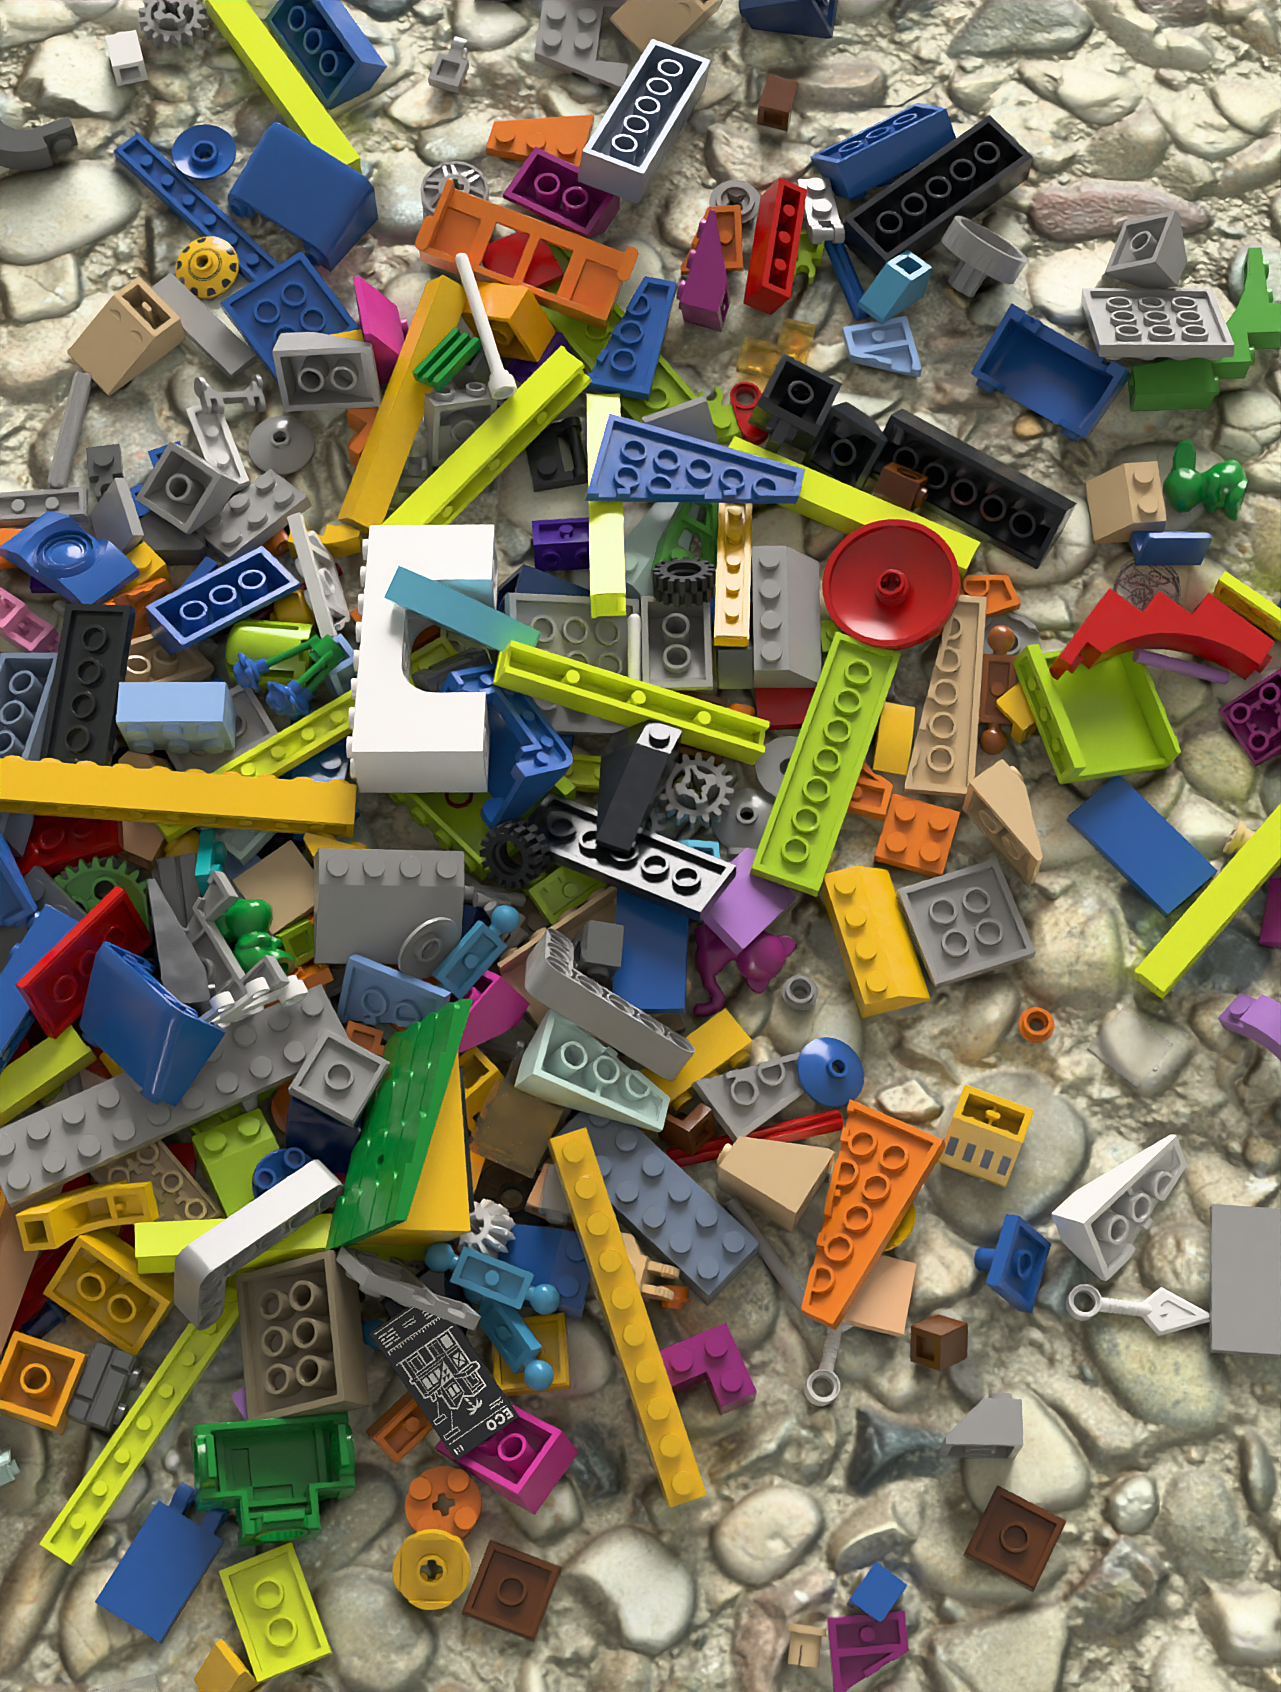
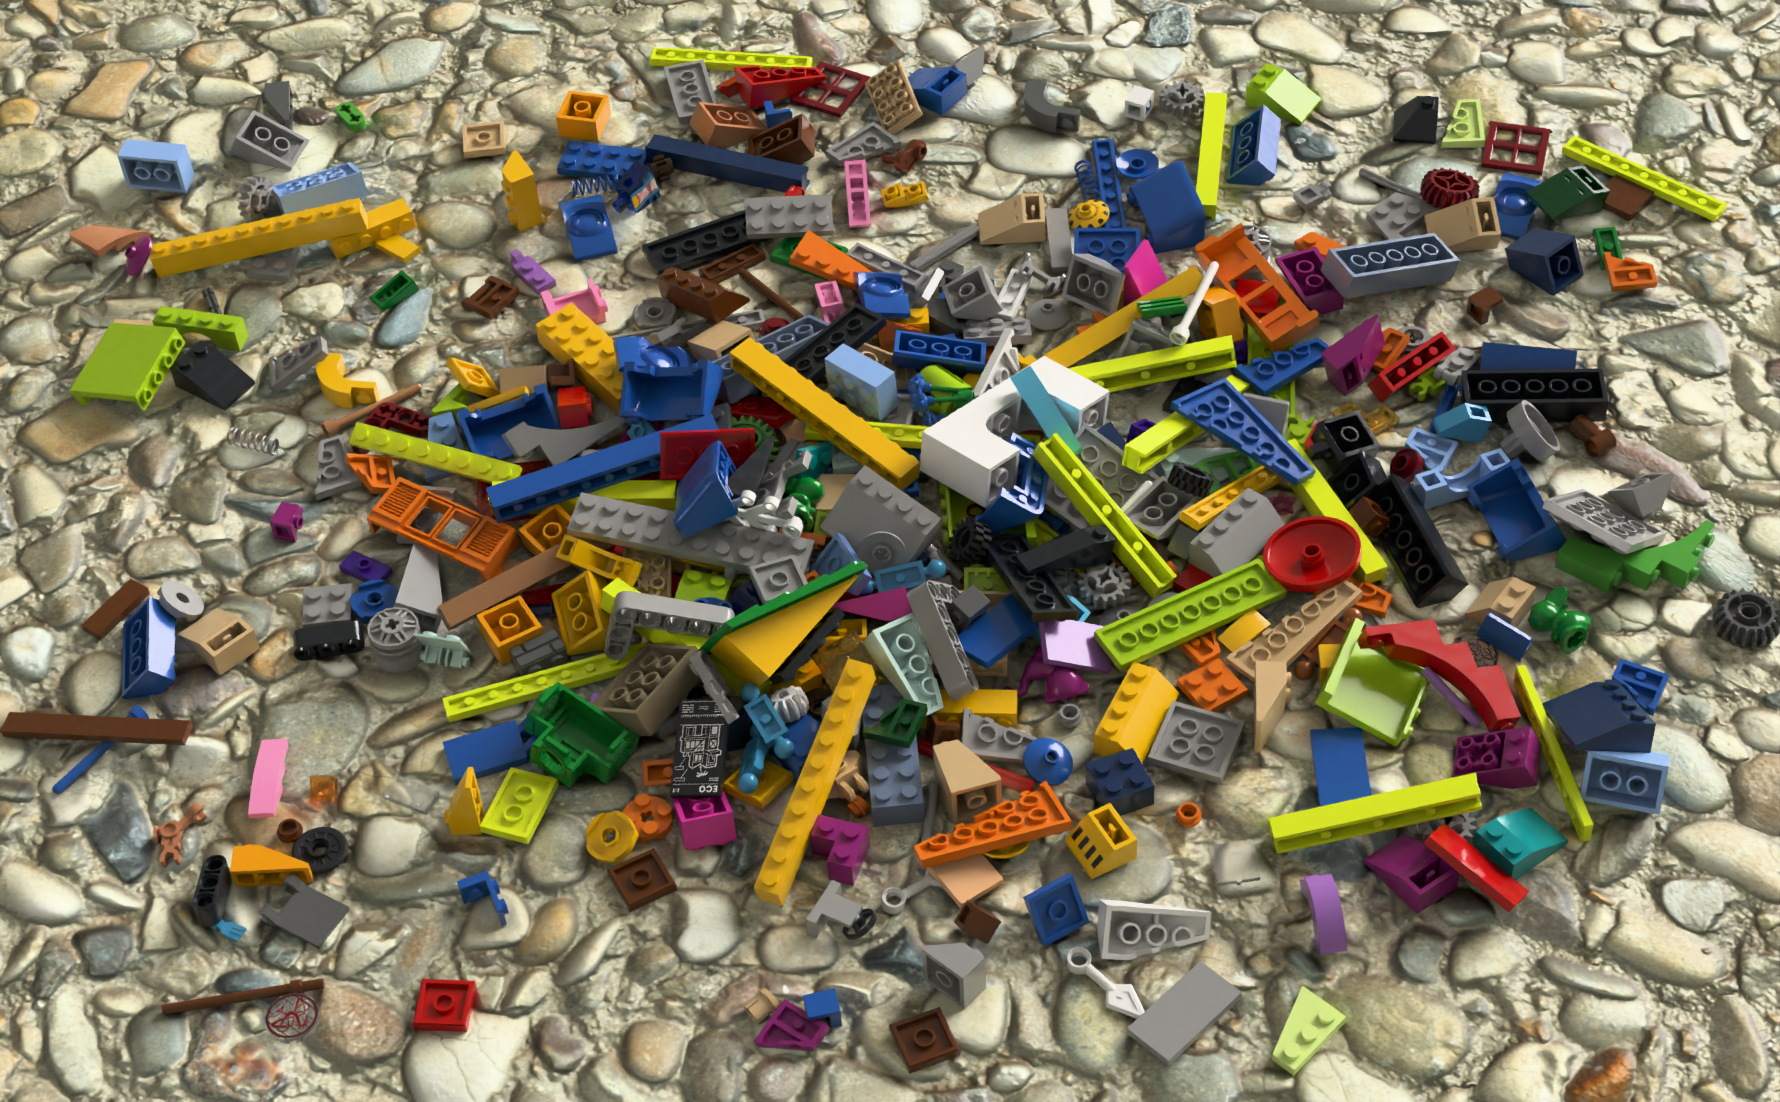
camera: 45 degrees right, 20 degrees down
(144, 200) = (1085, 172): none -> blue piece
(650, 1165) = (899, 724): none -> dark green wing
(787, 1456) = (840, 910): none -> light grey piece
(788, 523) = (1283, 509): none -> clear pink plate
(878, 387) = (1406, 464): none -> dark red plate
(936, 1043) = (1120, 781): none -> dark blue brick
(947, 384) = (1437, 489): none -> light blue arch
(1044, 211) = (1595, 440): none -> reddish brown piece

